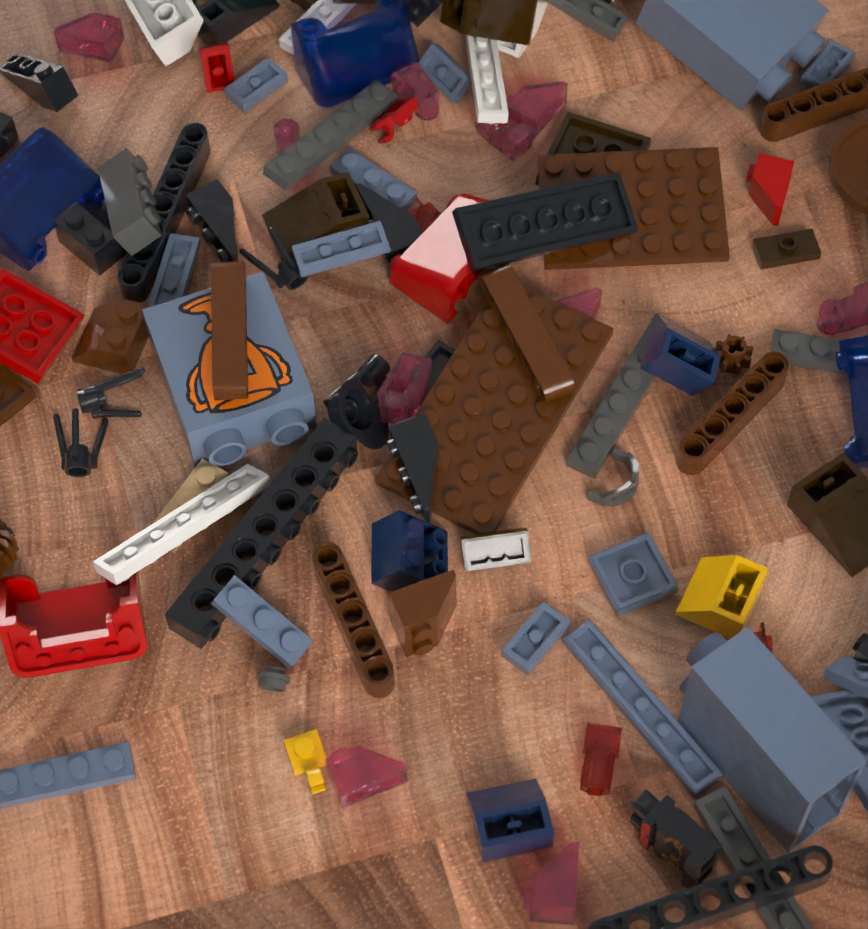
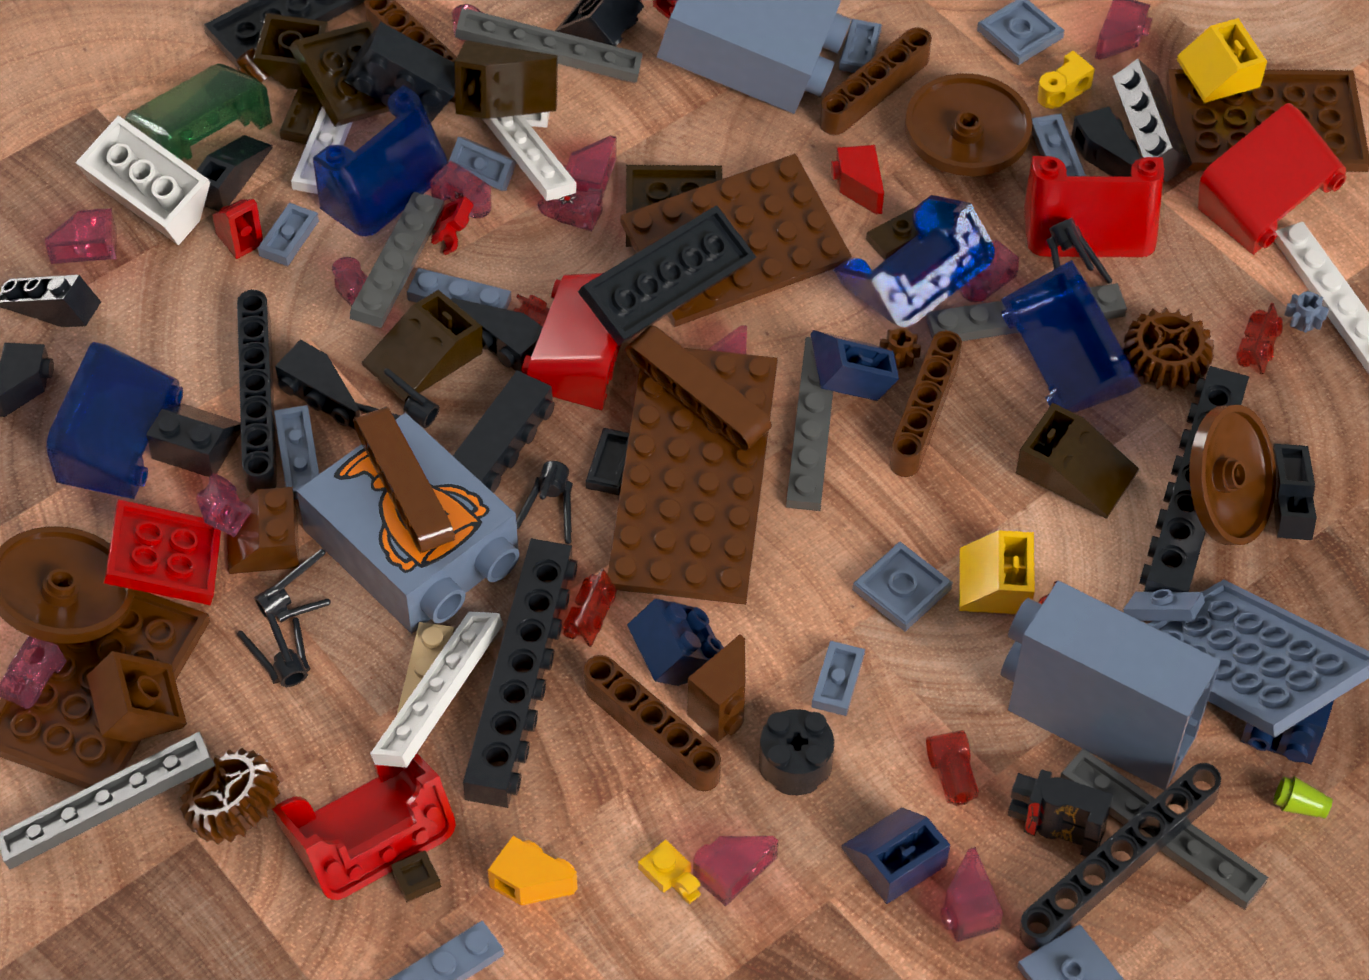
camera: 25 degrees left, 5 degrees down
(85, 301) = (222, 506): none -> clear pink leg
(93, 681) = (415, 876): none -> dark brown plate
(129, 201) = (221, 389): dark grey brick -> none
(184, 717) = (529, 874): none -> light orange slope
(262, 622) = (563, 756): sand blue plate -> none
(273, 679) = (599, 808): dark grey plate -> none
(340, 249) = (466, 368): sand blue plate -> none
(347, 317) = (506, 429): none -> black brick
(357, 494) = (596, 598): none -> clear red hinge
(358, 414) = (560, 524): black piece -> none
(404, 388) = (597, 485): clear pink slope -> none
(418, 452) = (643, 540): black slope -> none
(466, 674) = (796, 751): none -> black brick
(495, 549) = (759, 608): plate -> none
(608, 499) = (848, 482): dark grey helmet -> none
(642, 708) = (968, 707): sand blue tile -> none
(787, 290) = (928, 268): none -> clear blue windscreen

